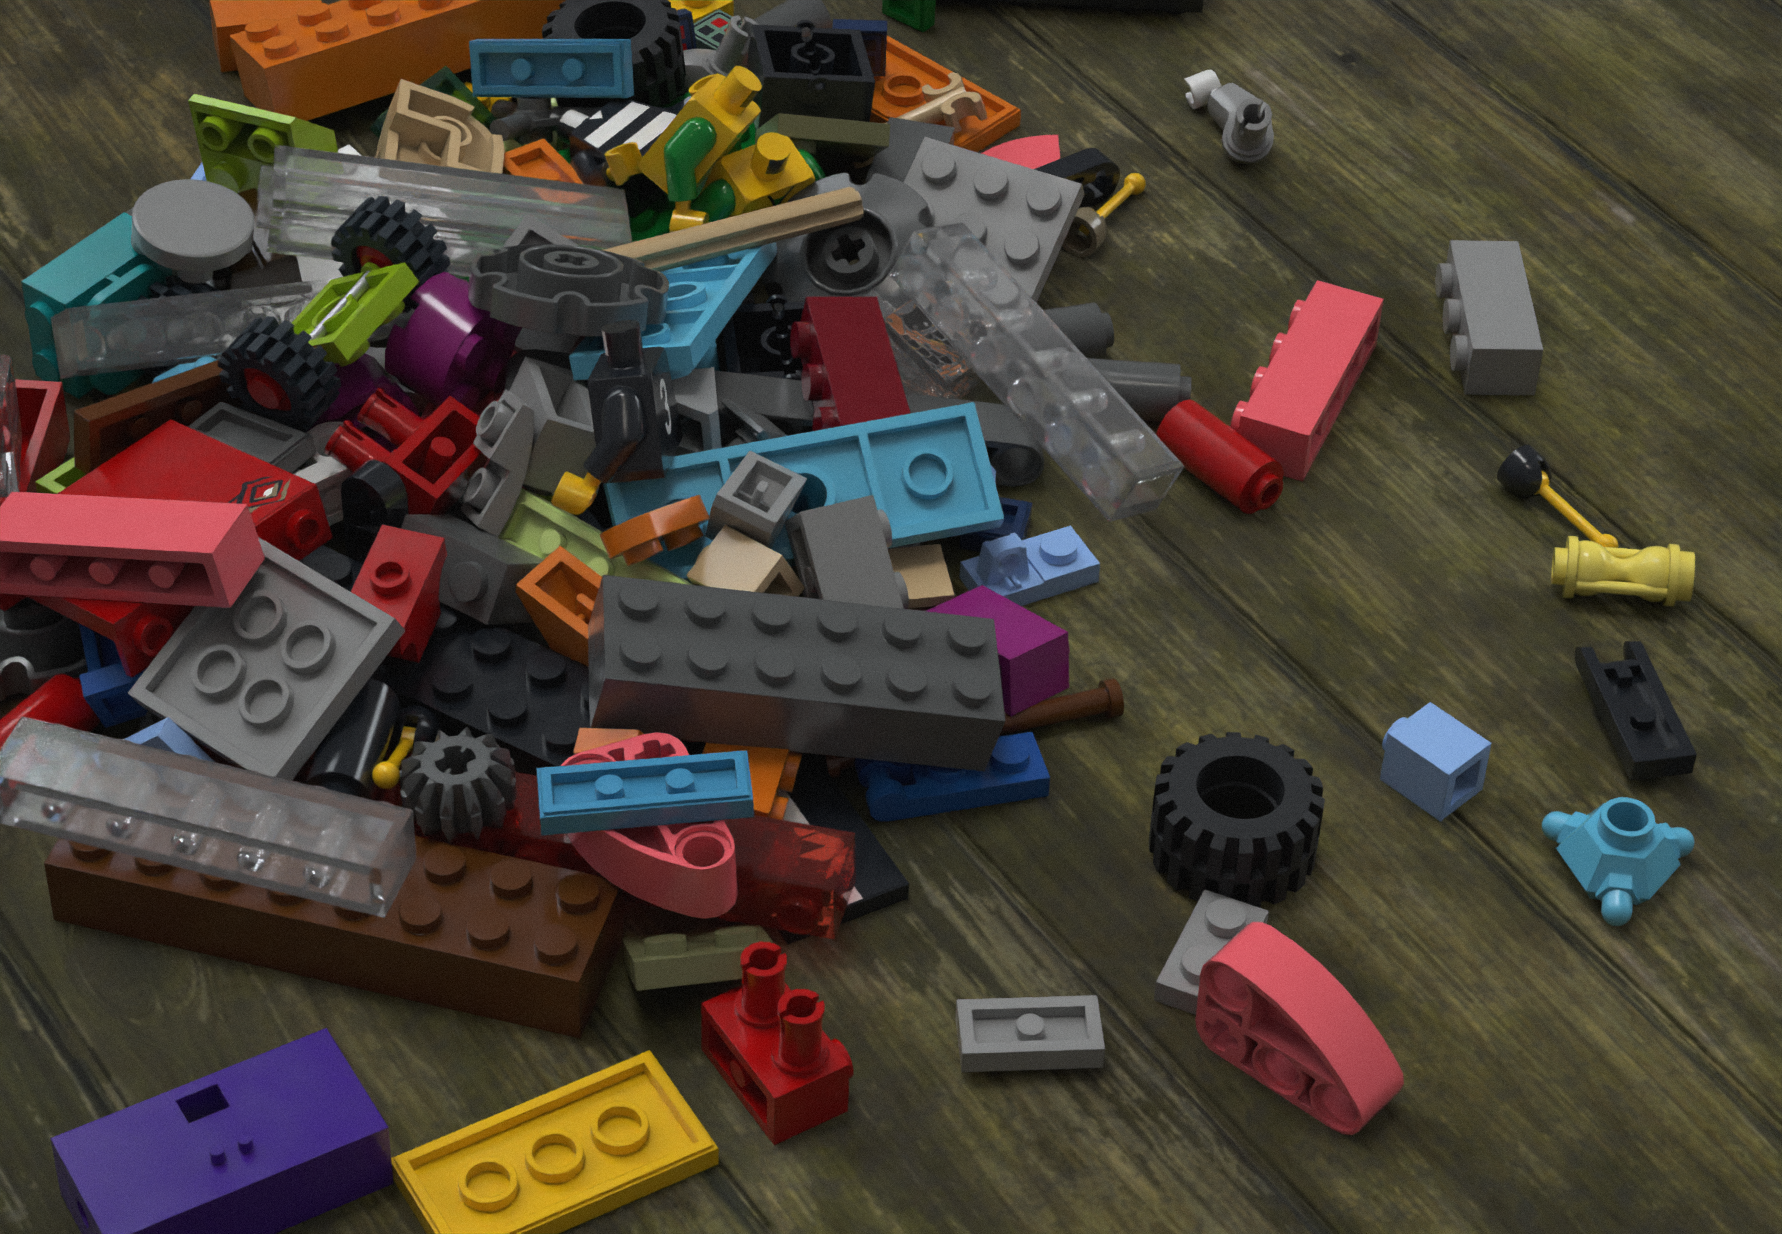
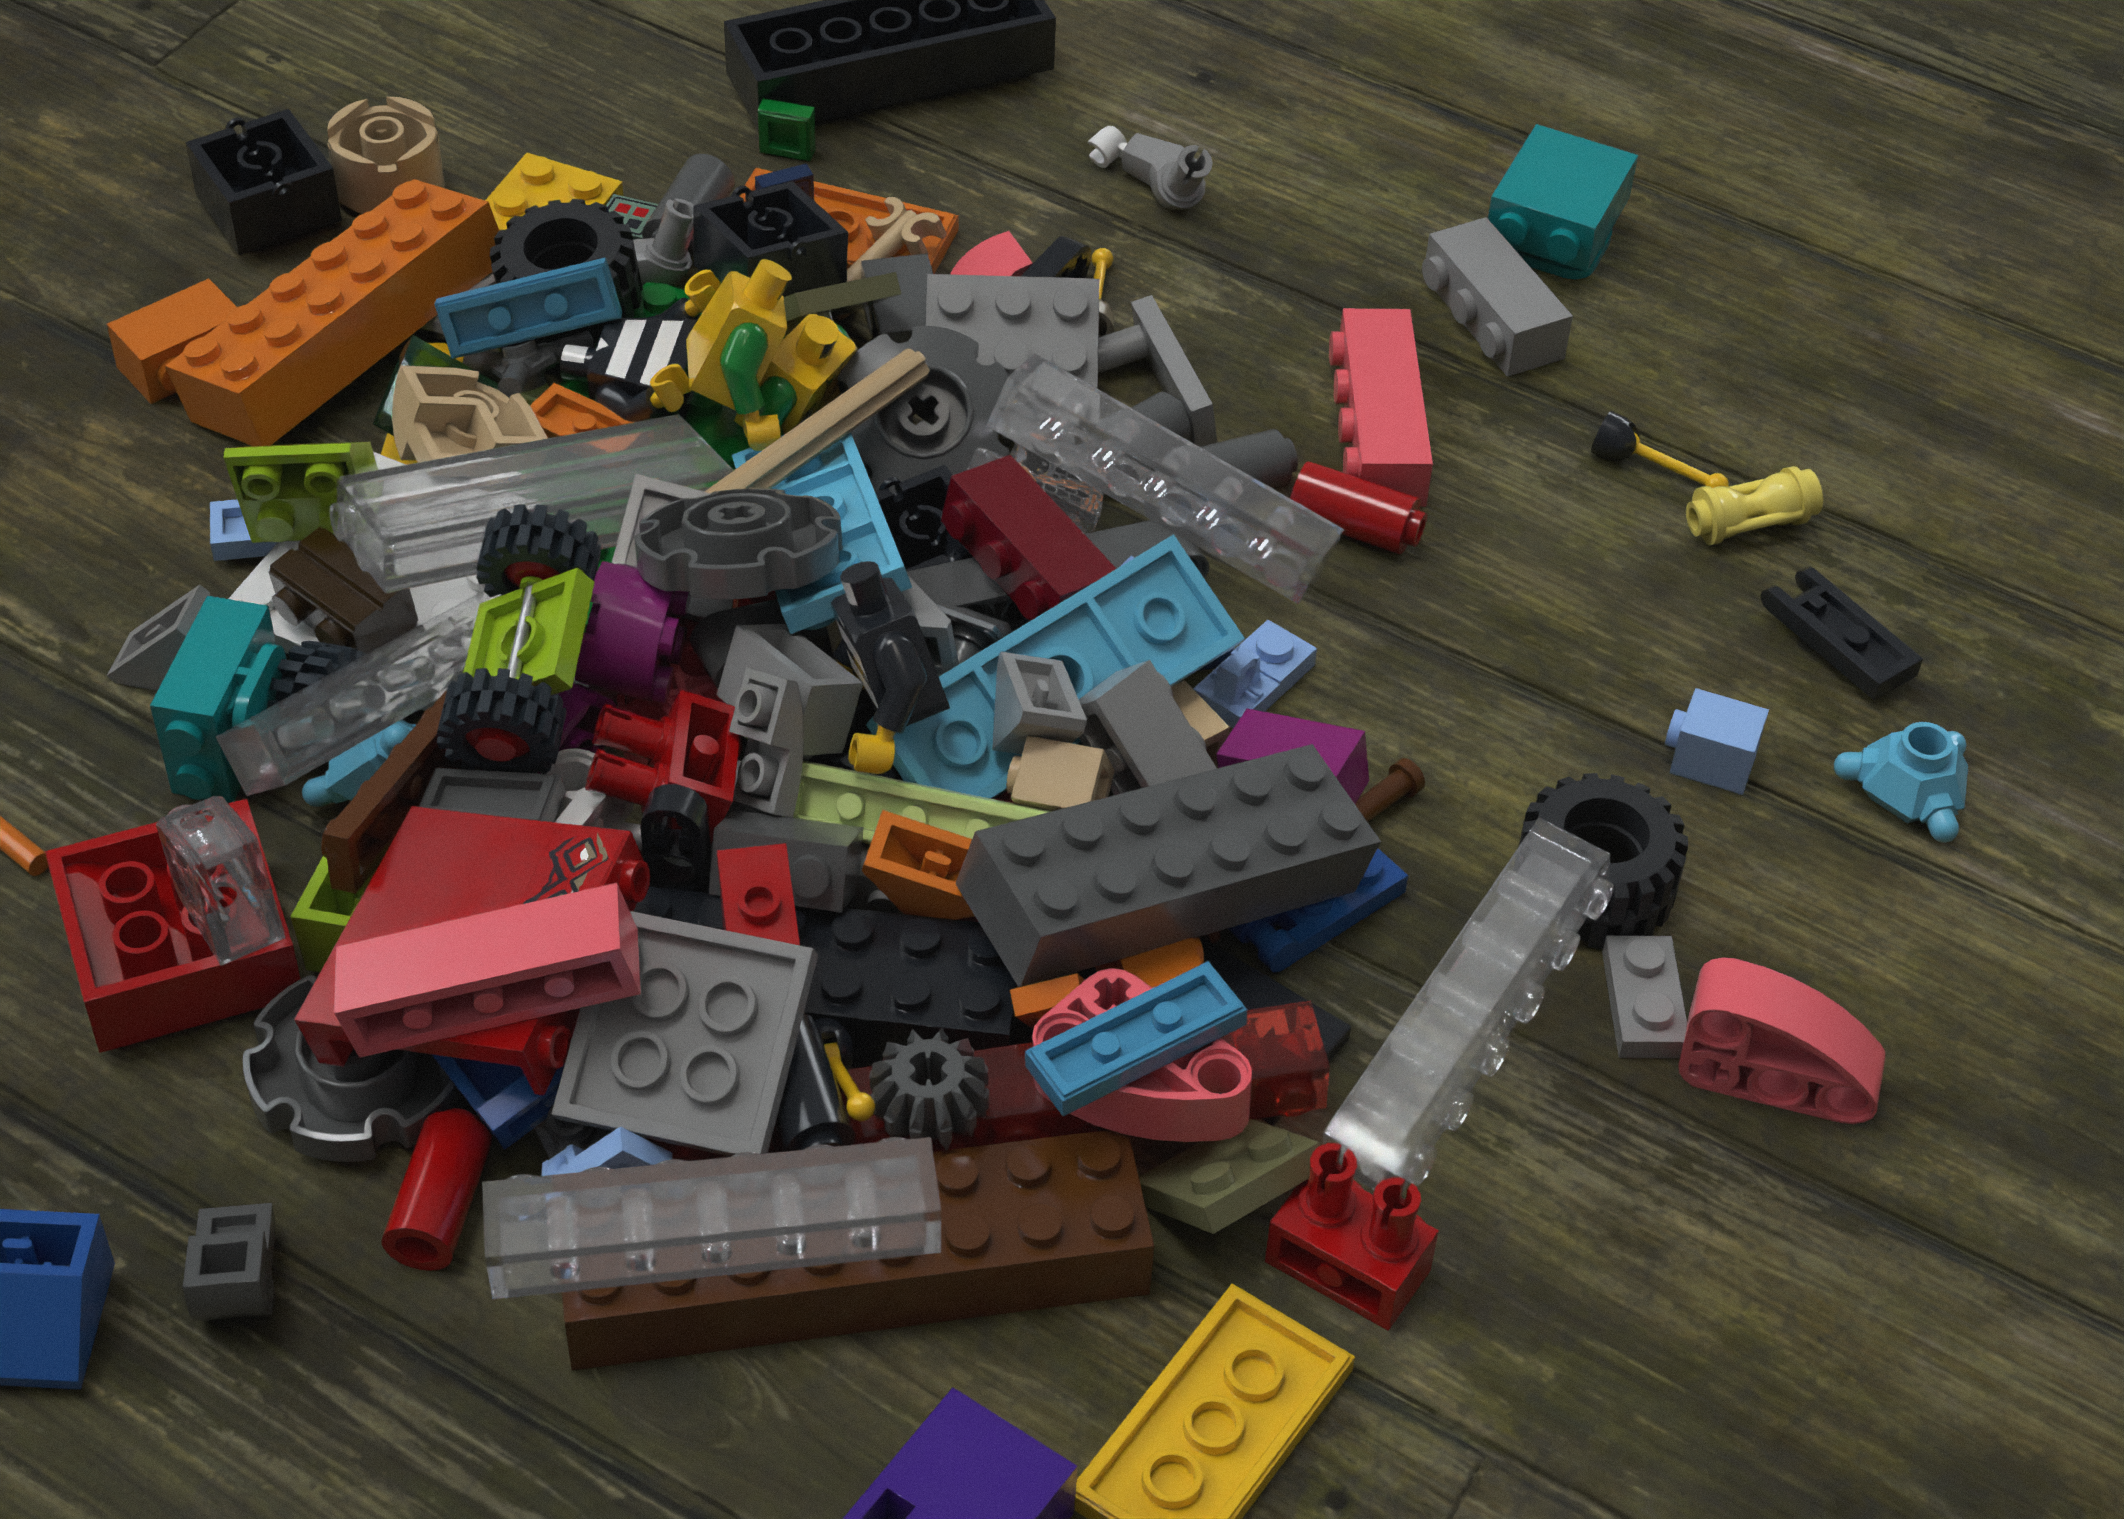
camera: 25 degrees left, 5 degrees up
(192, 227) = (298, 591): light grey tile -> none
(641, 535) = (962, 763): orange plate -> none
(1005, 892) = (1471, 1005): none -> clear brick
(1029, 1033) = (1549, 1134): light grey plate -> none
(1125, 264) = (1155, 342): none -> light grey piece
(1609, 251) = (1562, 201): none -> teal brick

